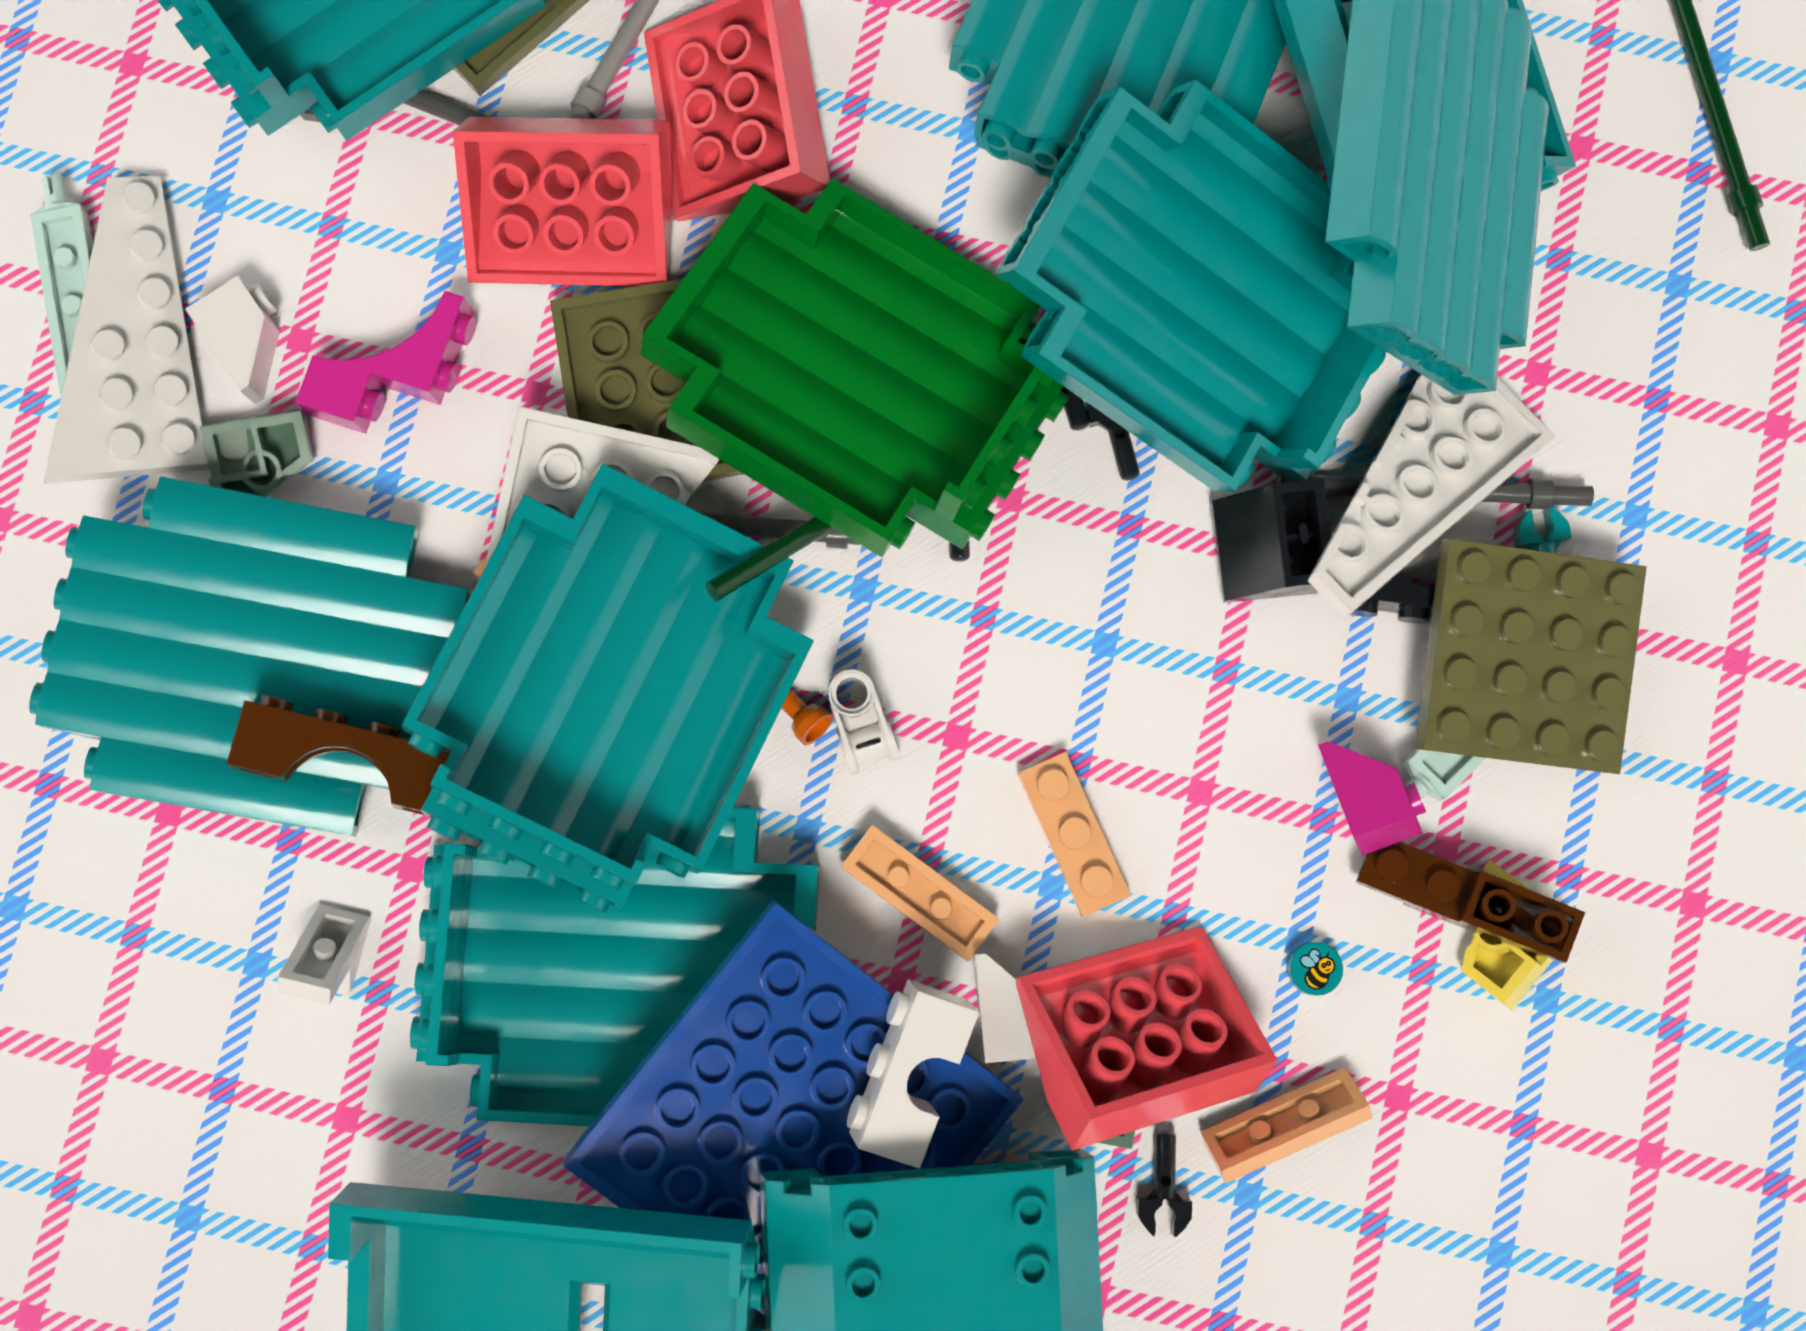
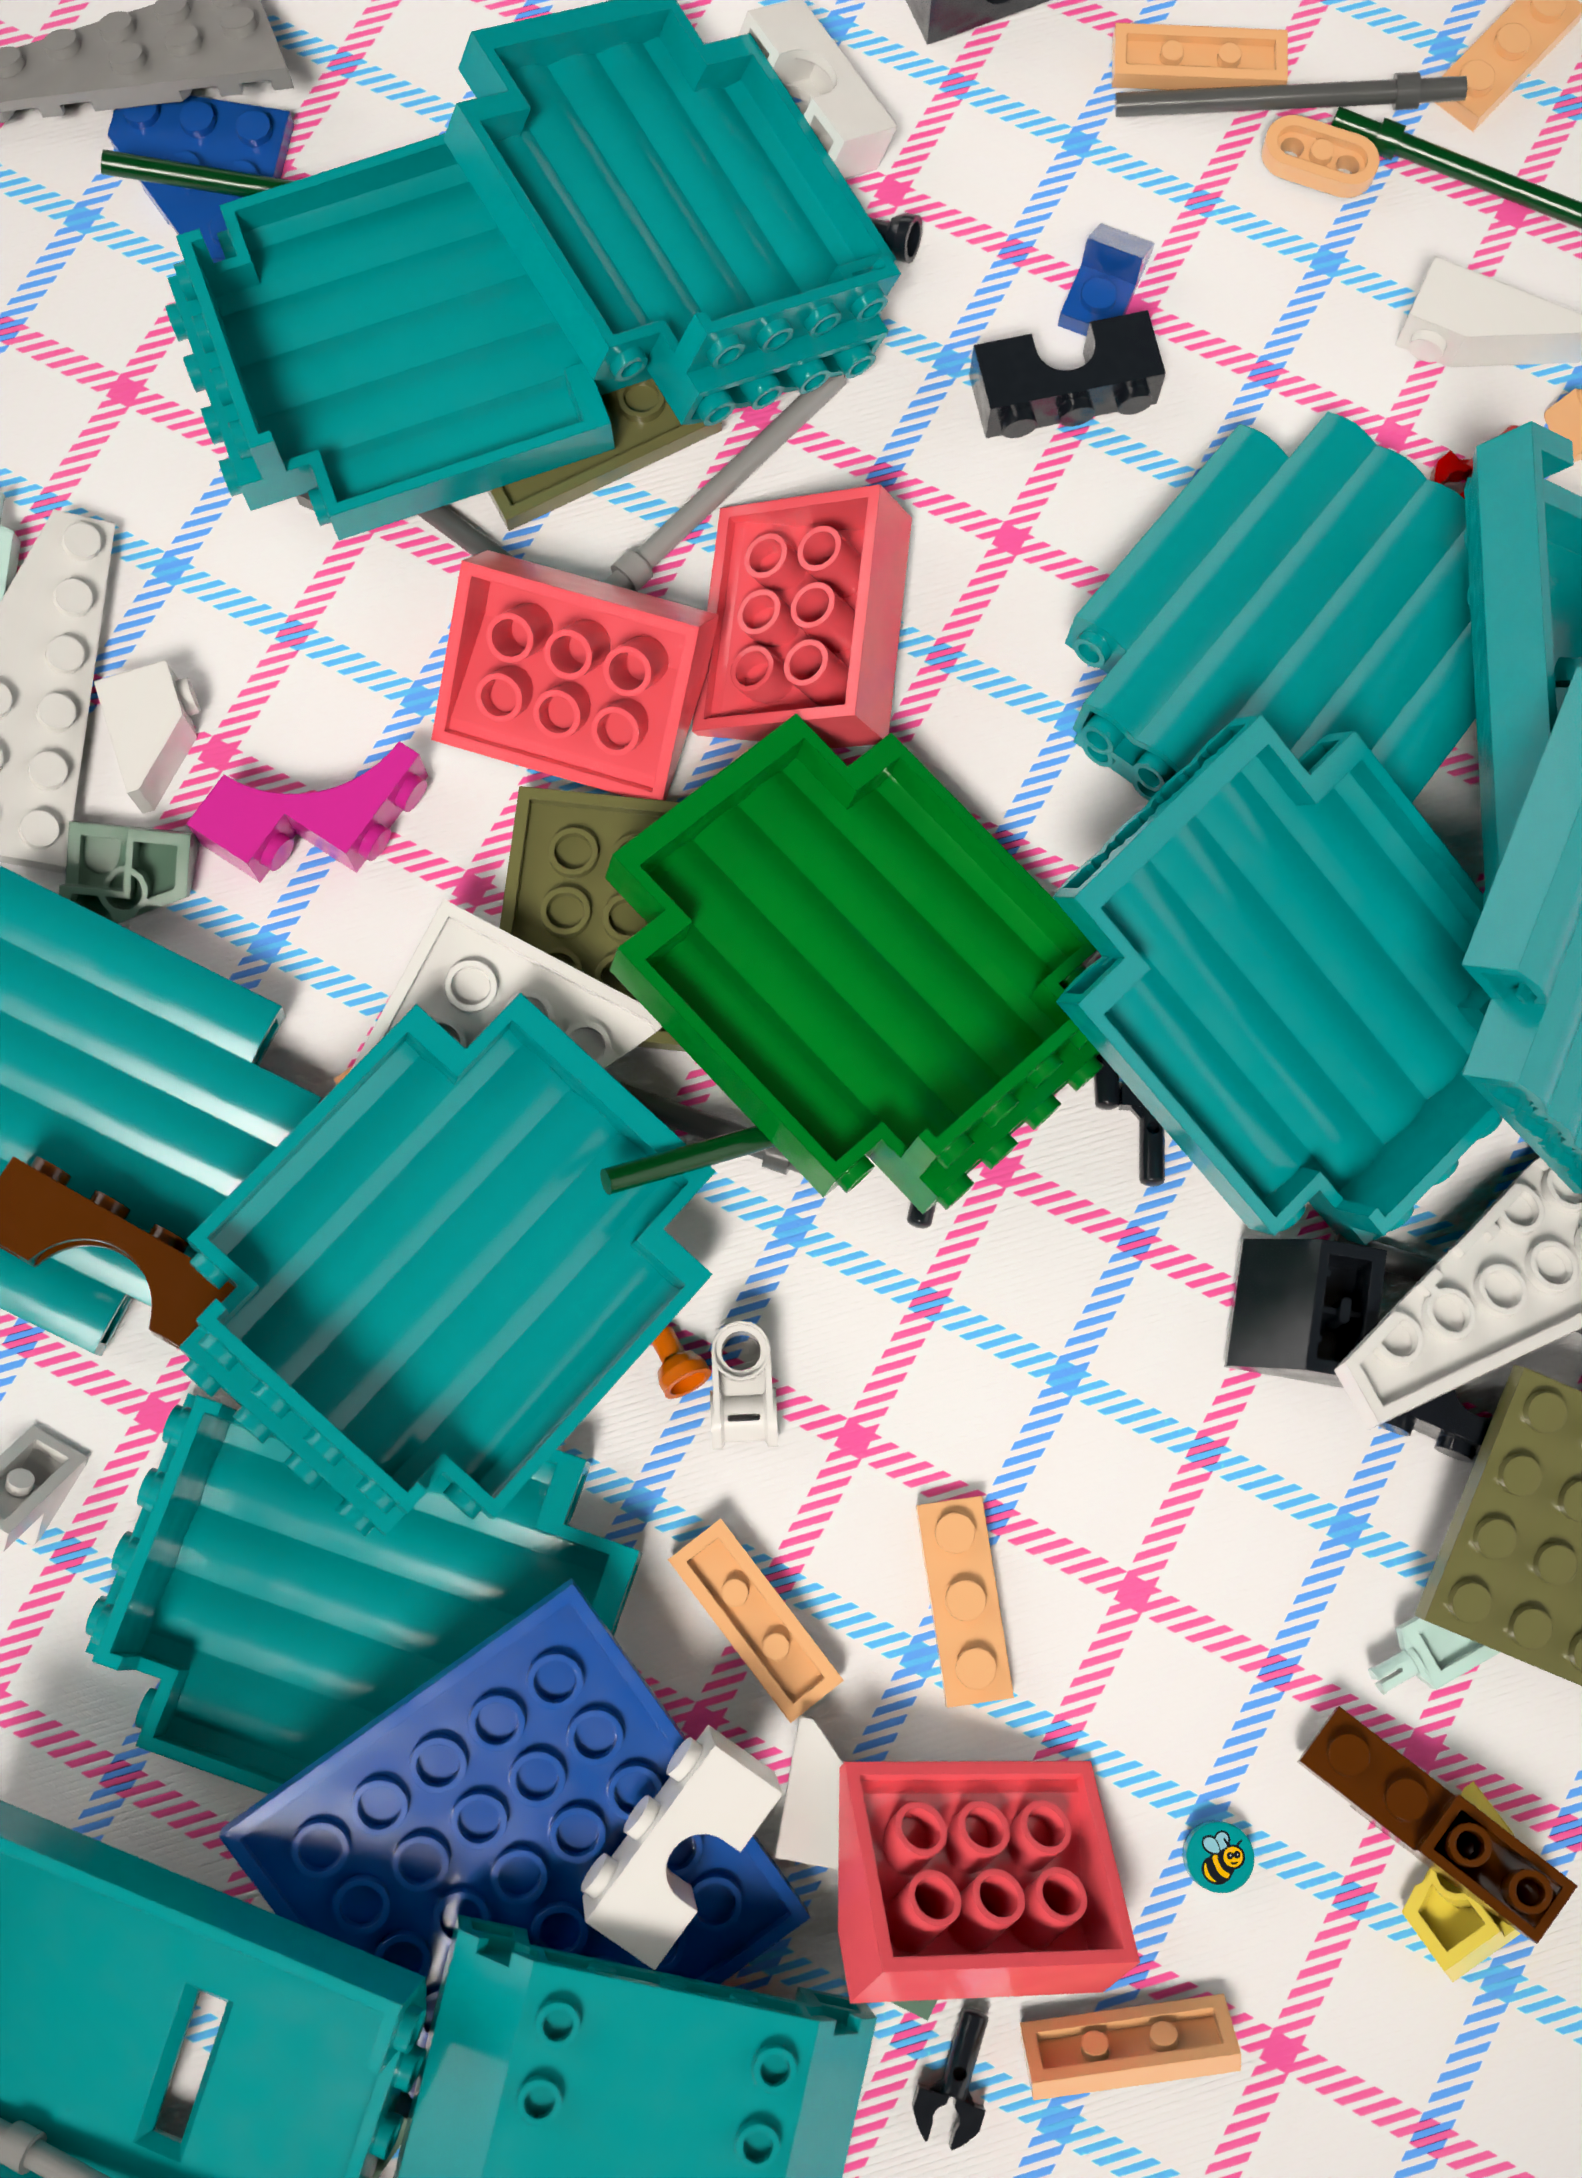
camera: 15 degrees right, 5 degrees down
(1372, 798) = (1345, 1663): dark pink slope -> none

